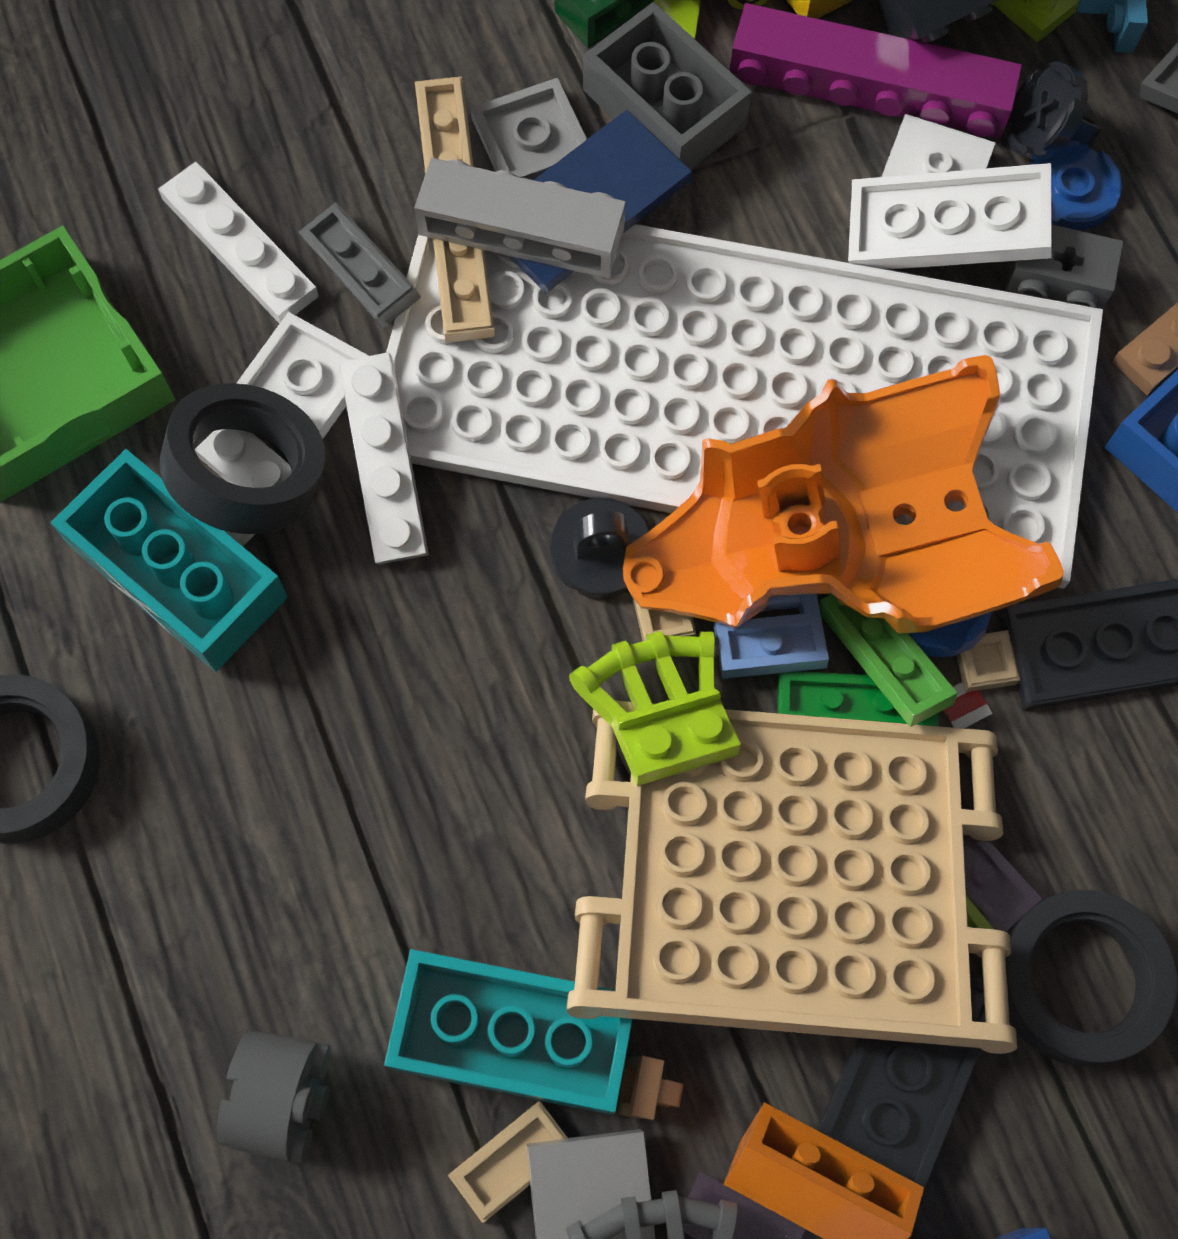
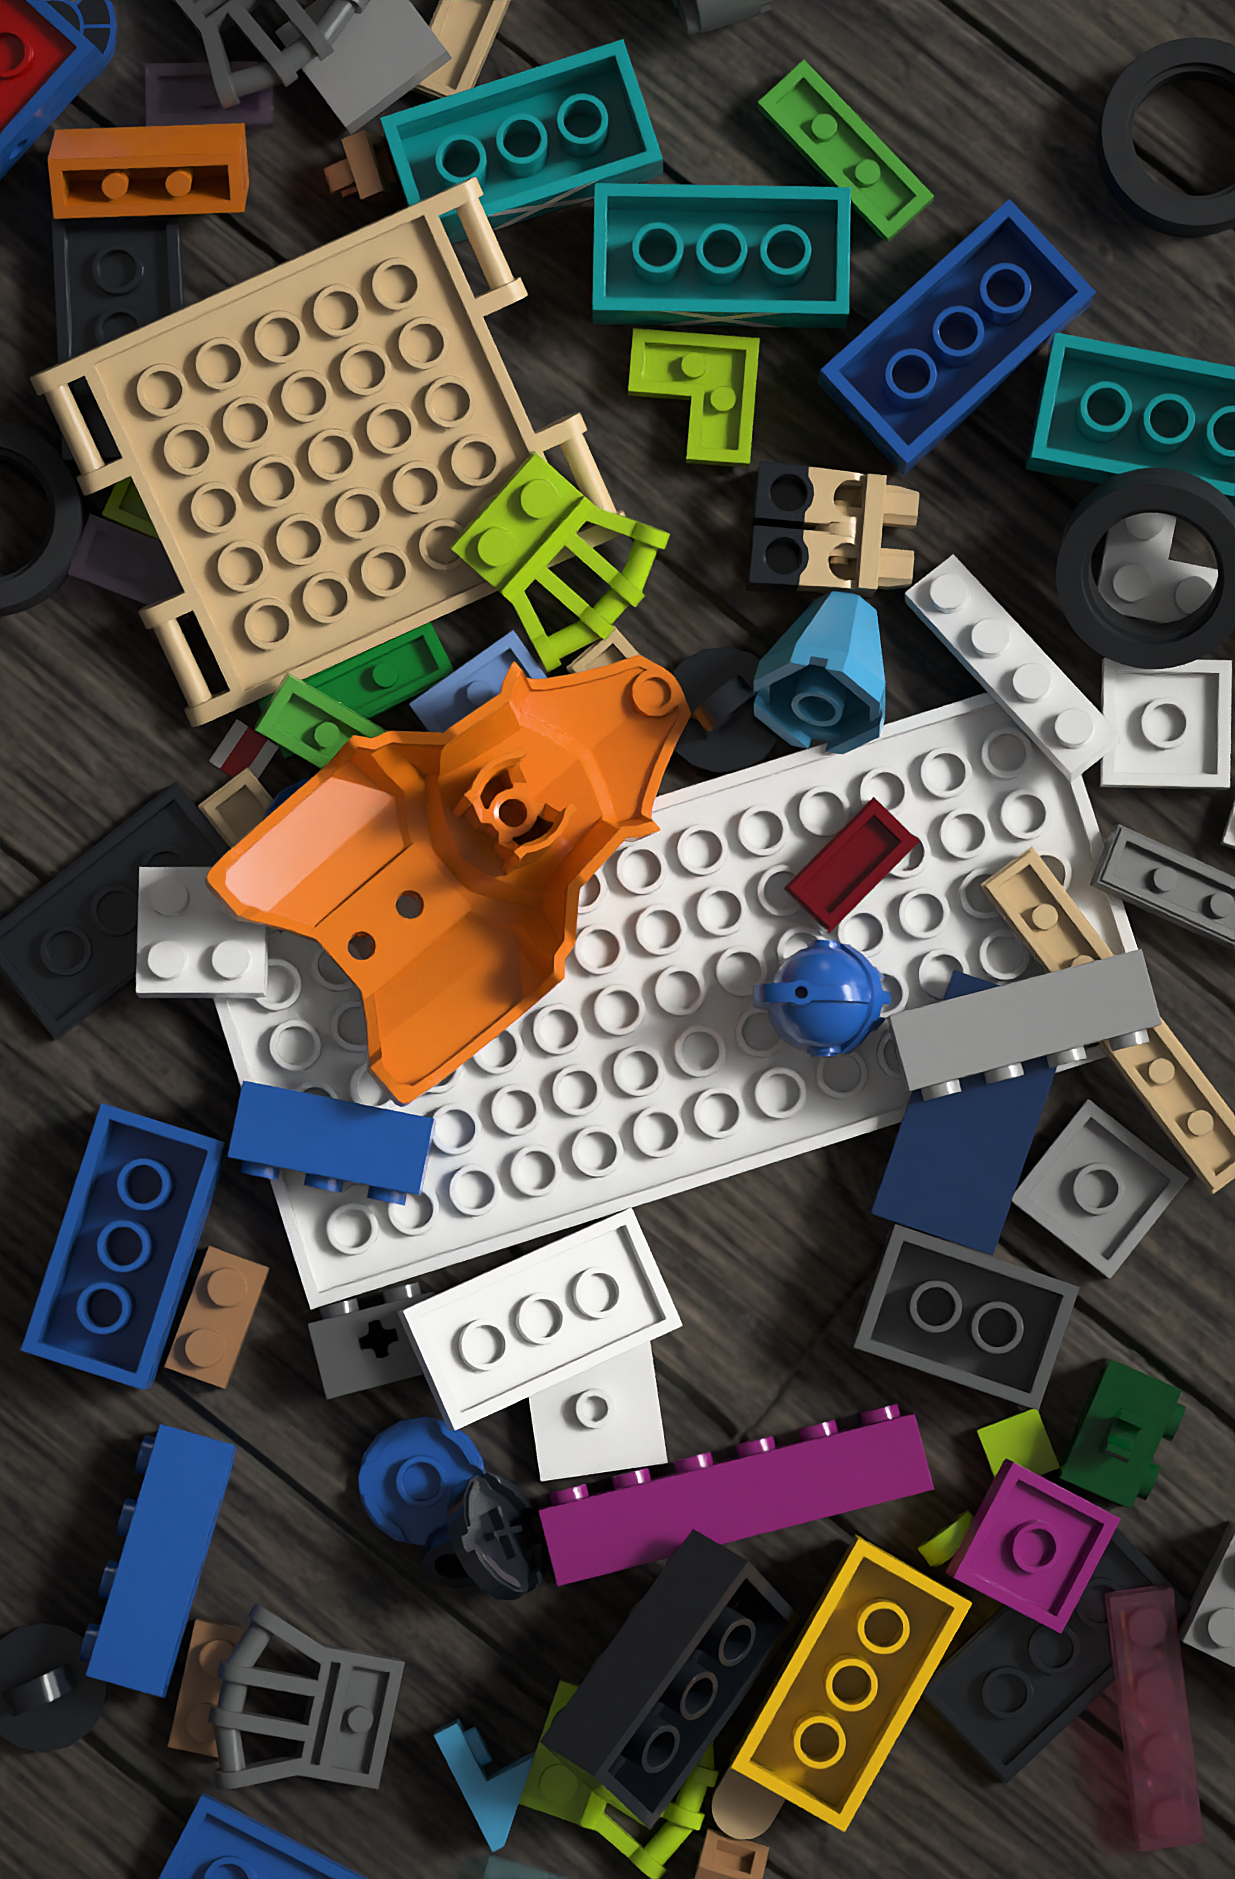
camera: 155 degrees right, 15 degrees up
(269, 895) = (845, 151): none -> bright green plate
(273, 702) = (956, 337): none -> blue brick
(410, 858) = (721, 255): none -> teal brick
(456, 622) = (847, 534): none -> tan hips
(468, 777) = (712, 373): none -> lime plate
(511, 516) = (825, 676): none -> dark azure cone
(574, 389) = (851, 865): none -> dark red tile
(647, 305) = (824, 999): none -> blue helmet
(1047, 393) = (331, 1141): none -> blue brick
(1088, 588) = (191, 941): none -> white plate

